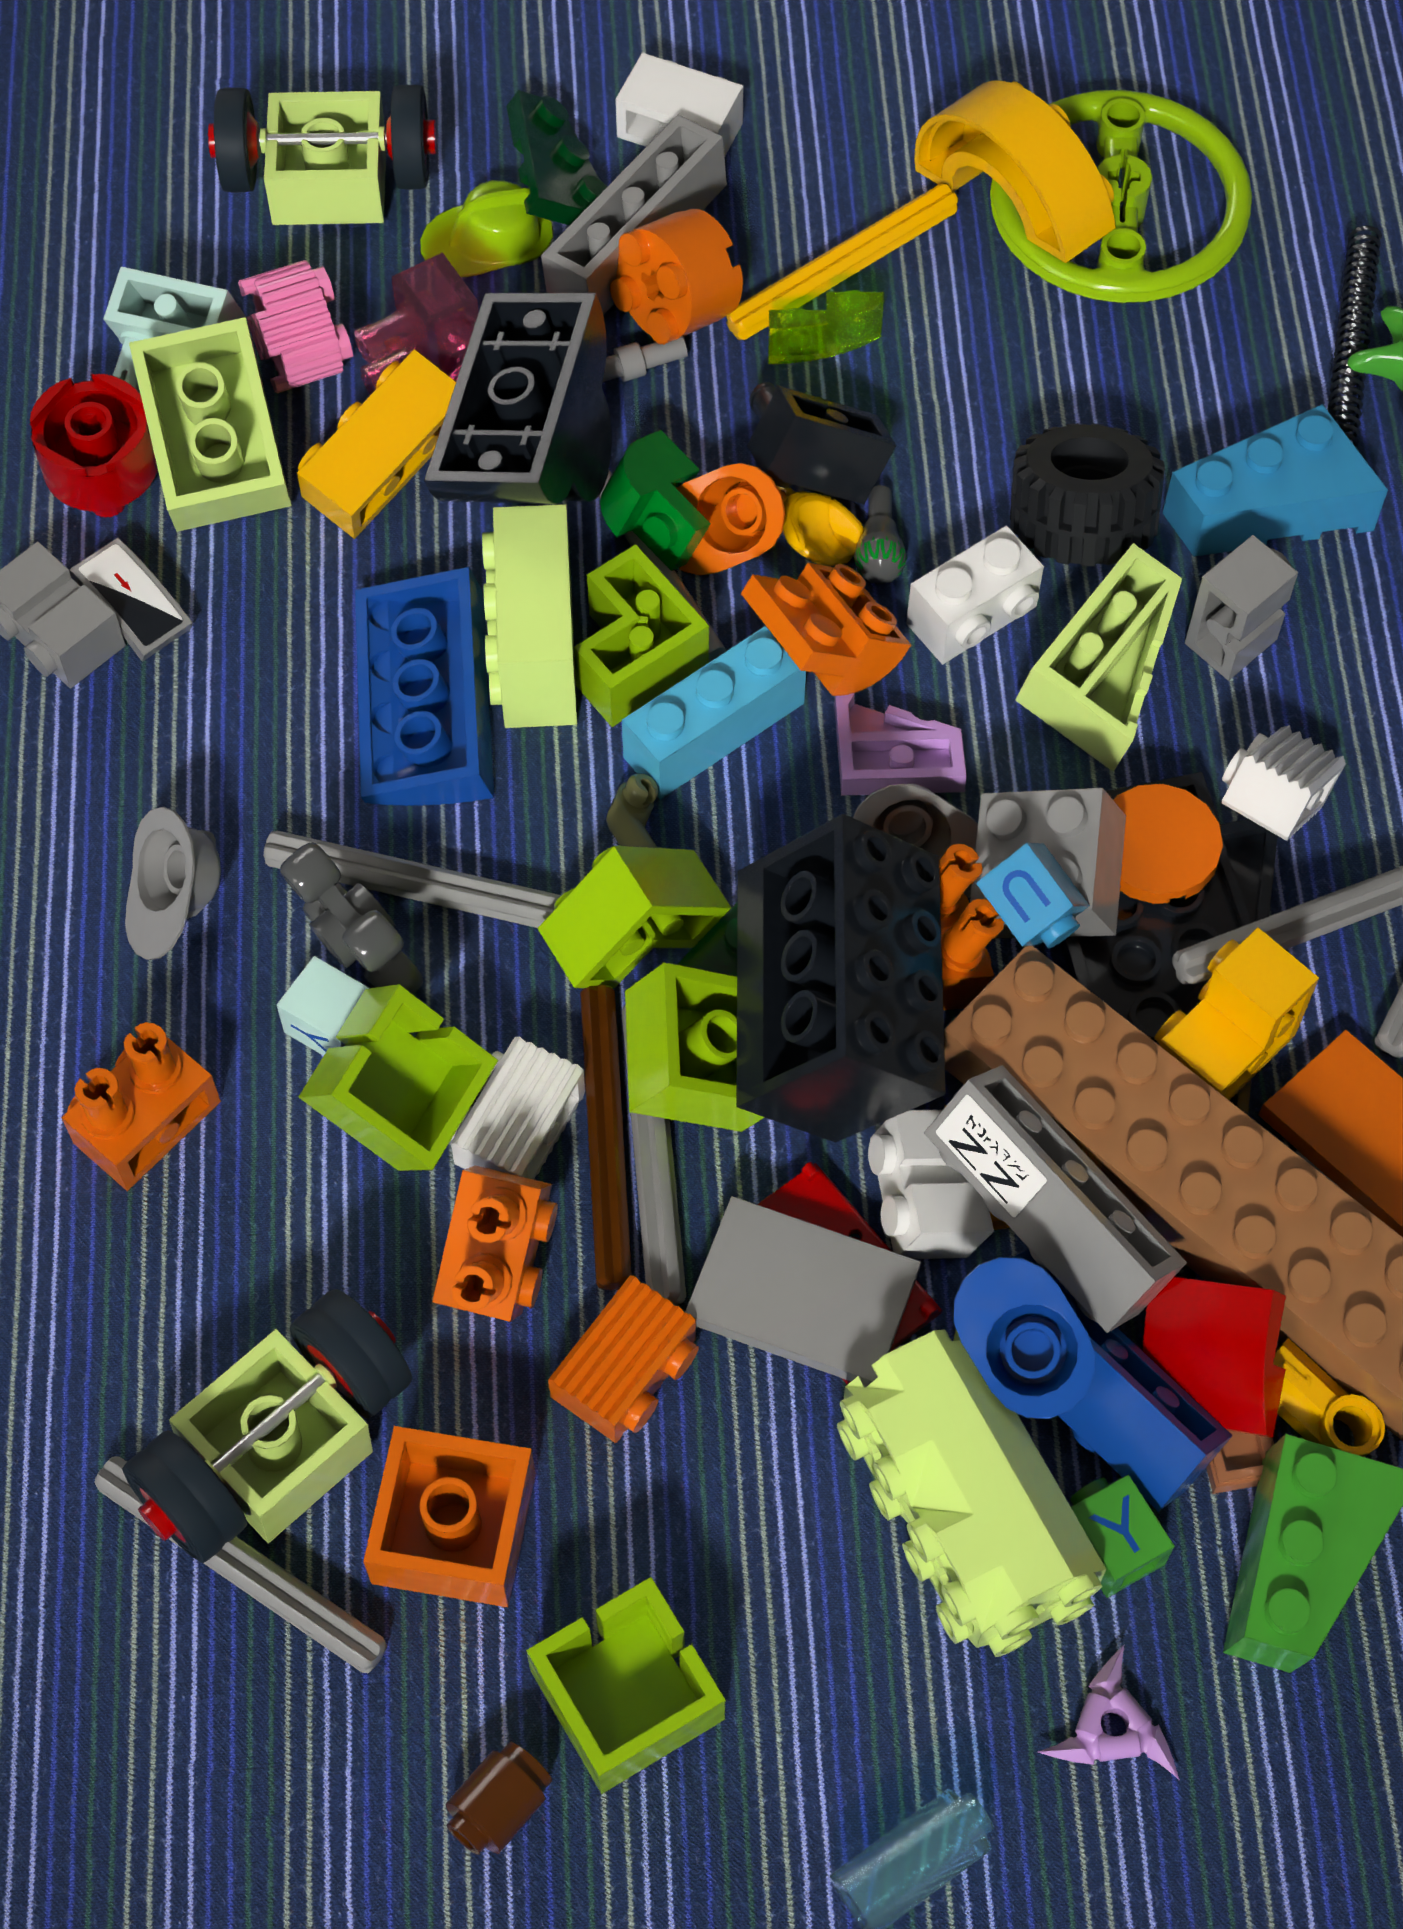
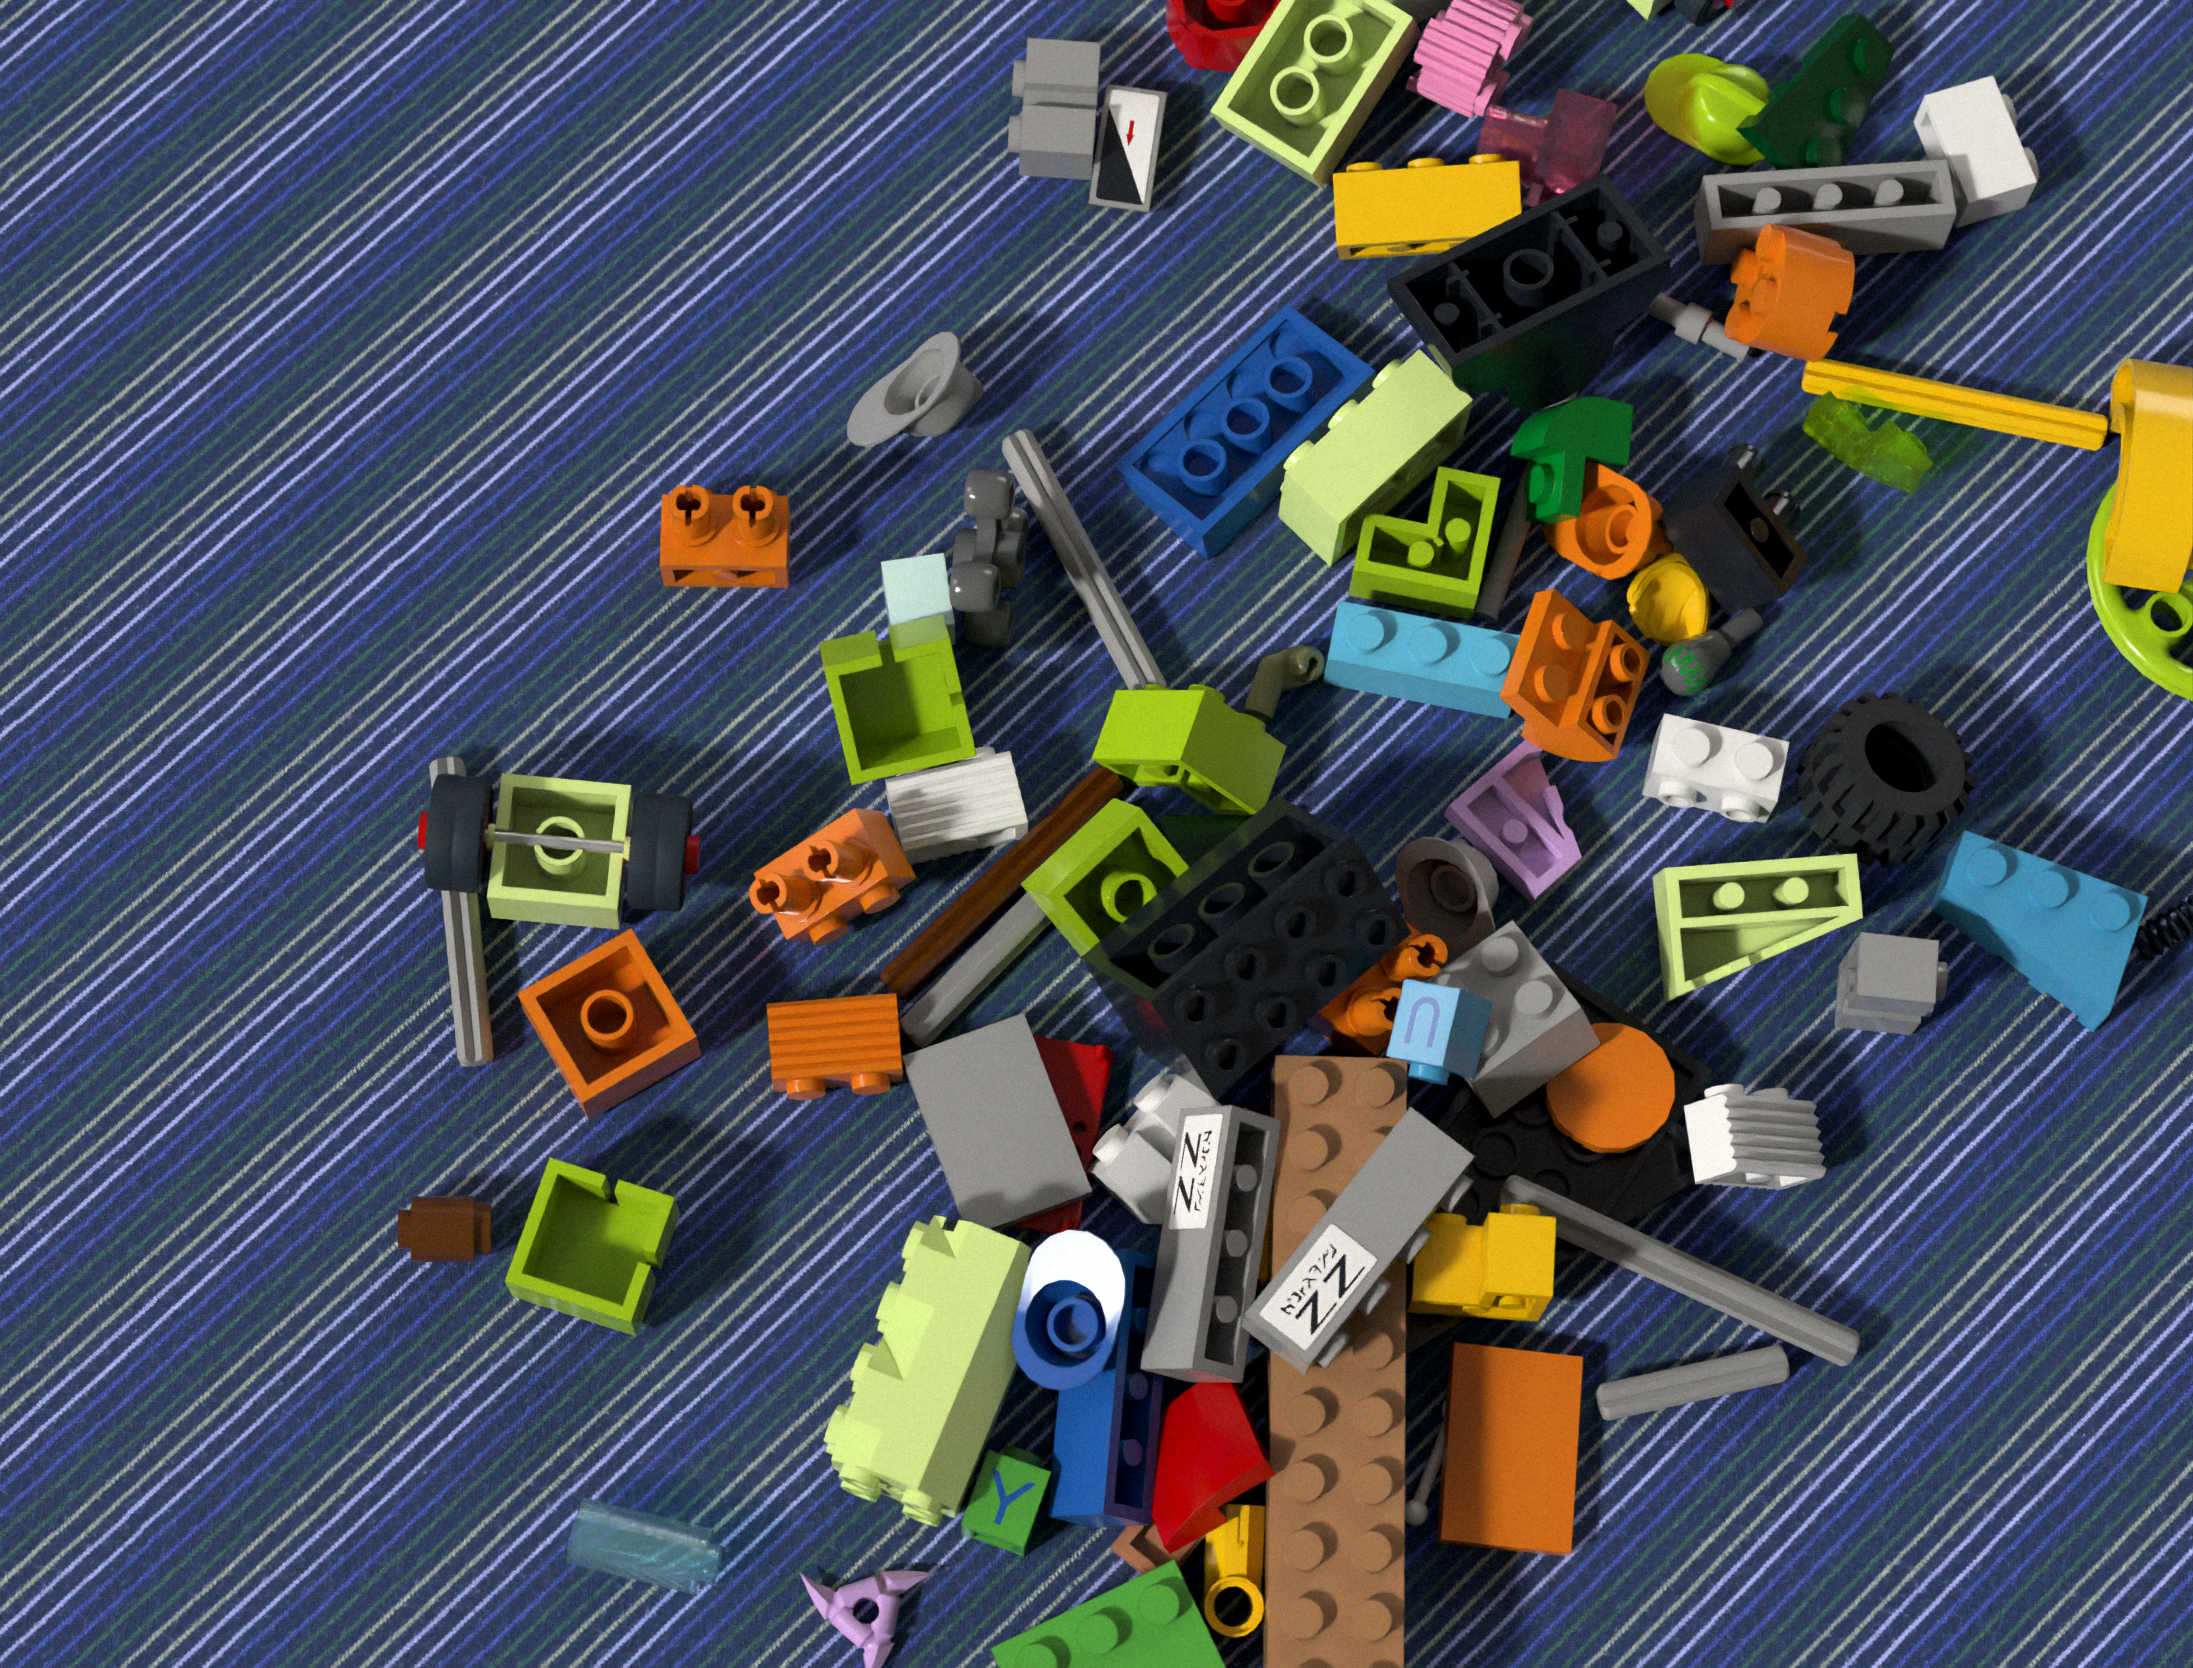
camera: 45 degrees right, 10 degrees up
(1159, 1080) = (1357, 1243): none -> light grey brick

